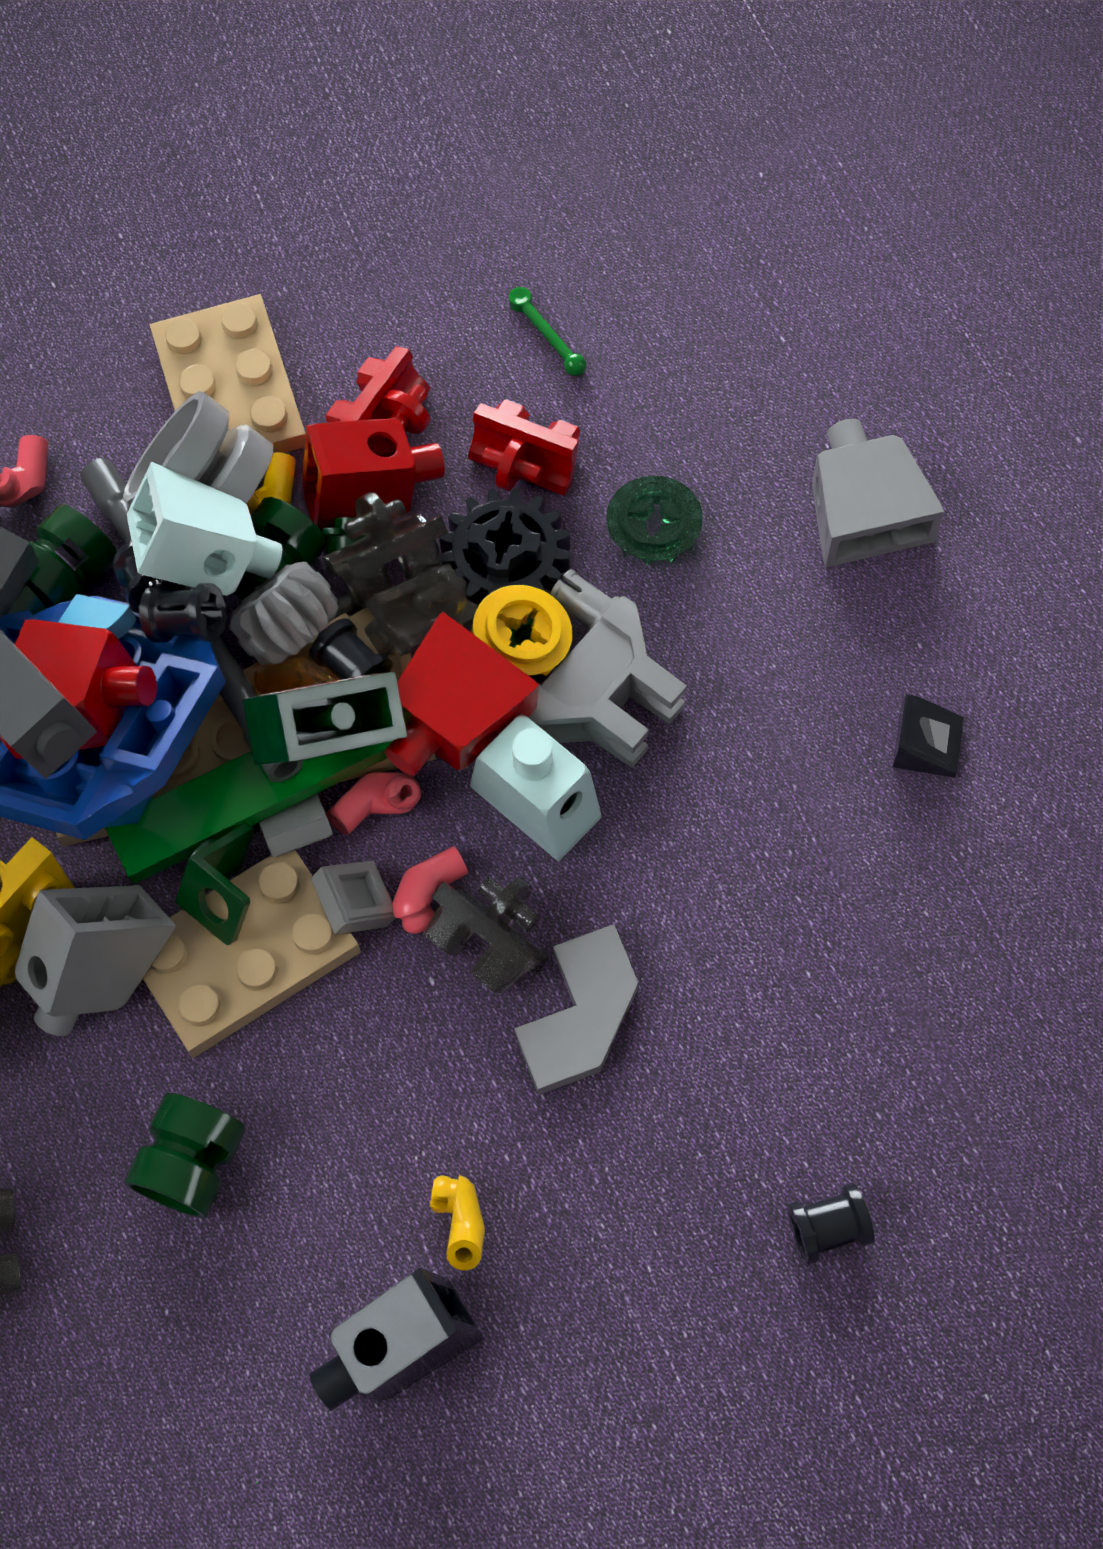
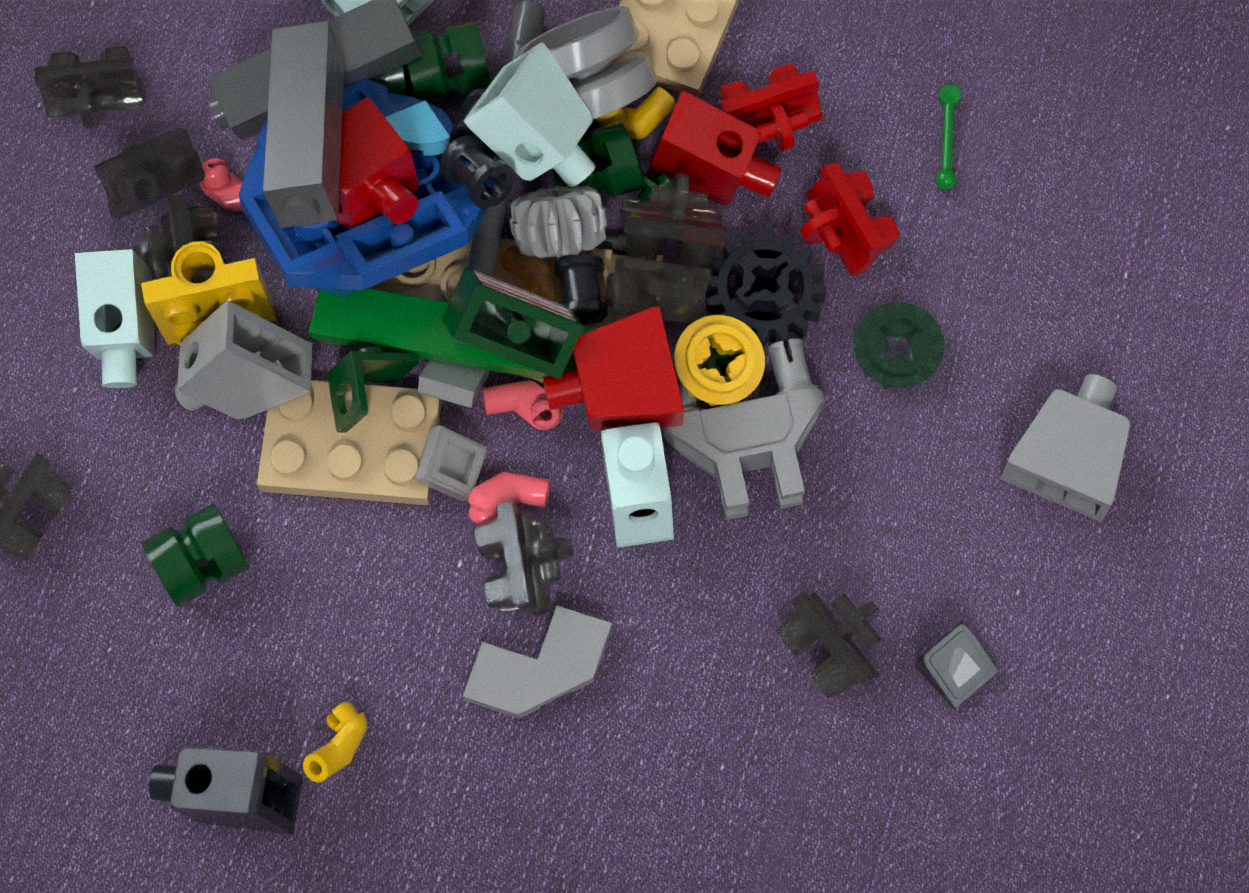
camera: 40 degrees right, 5 degrees up
(843, 802) = (815, 621): none -> clear smoke hips

